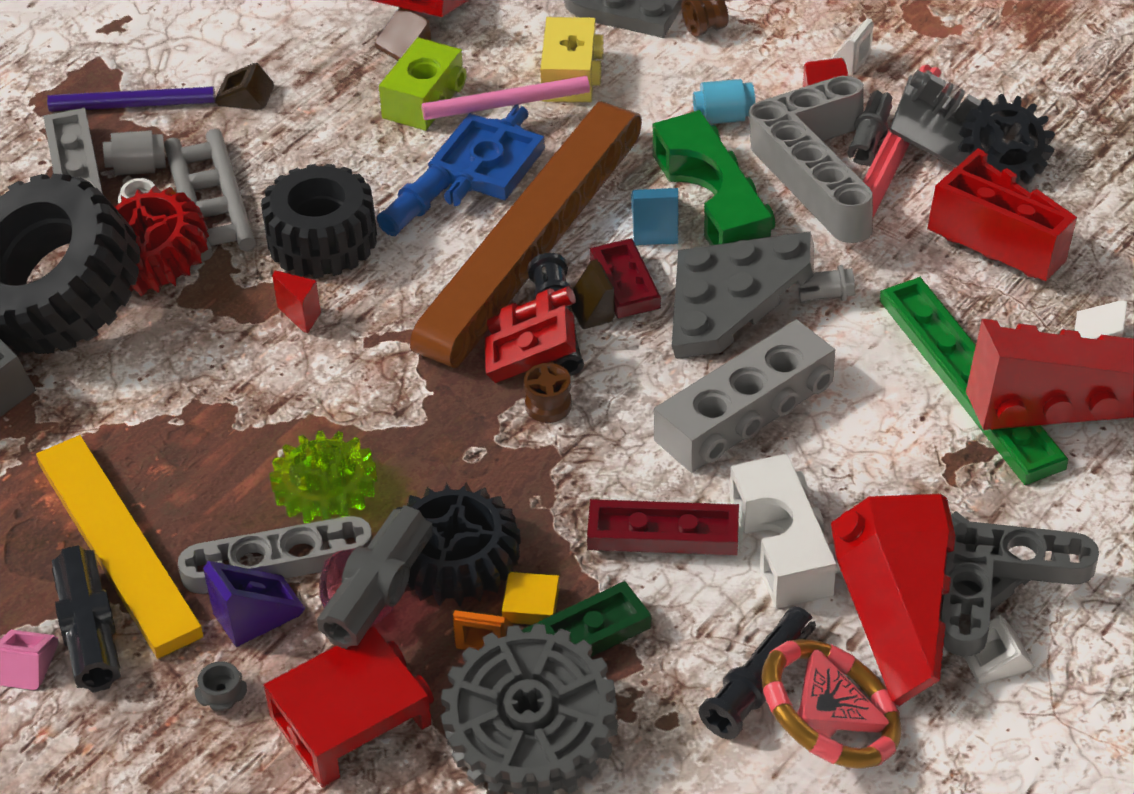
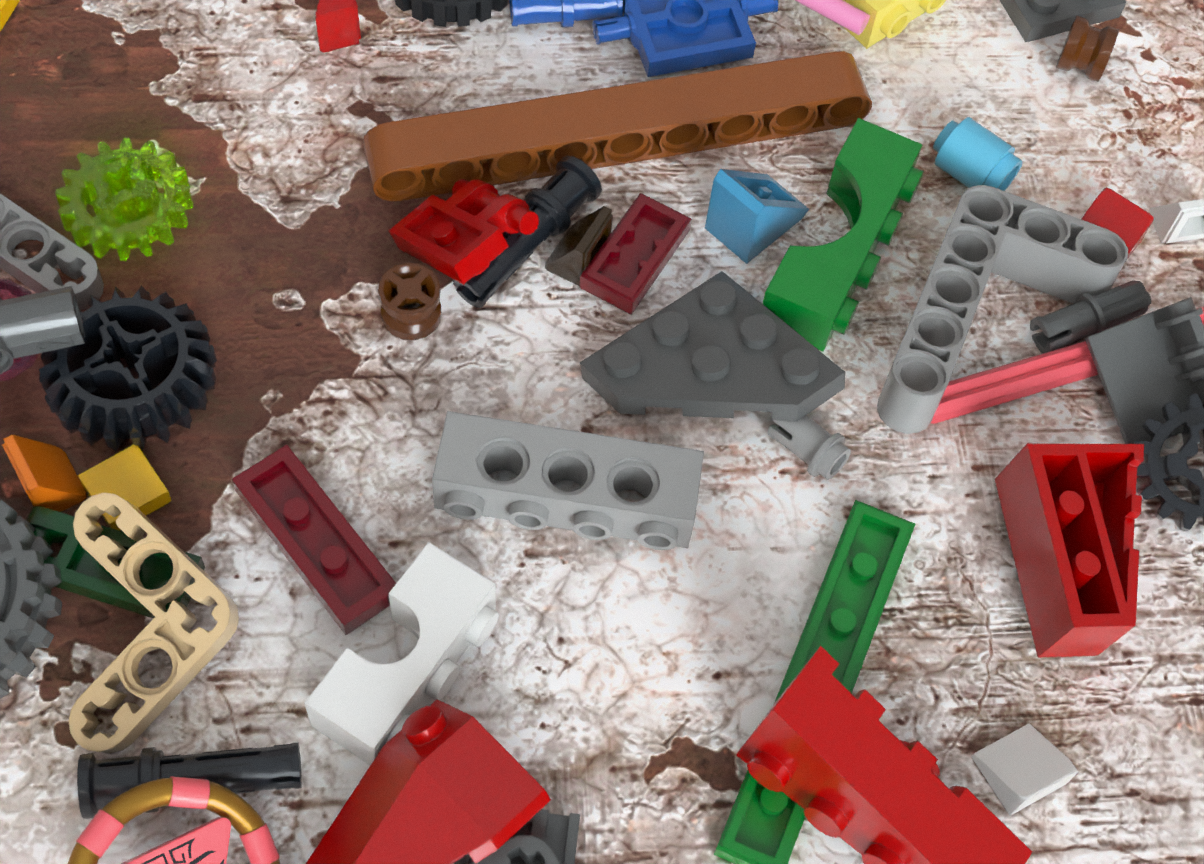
camera: 40 degrees right, 15 degrees up
(662, 613) = (167, 631): none -> tan beam

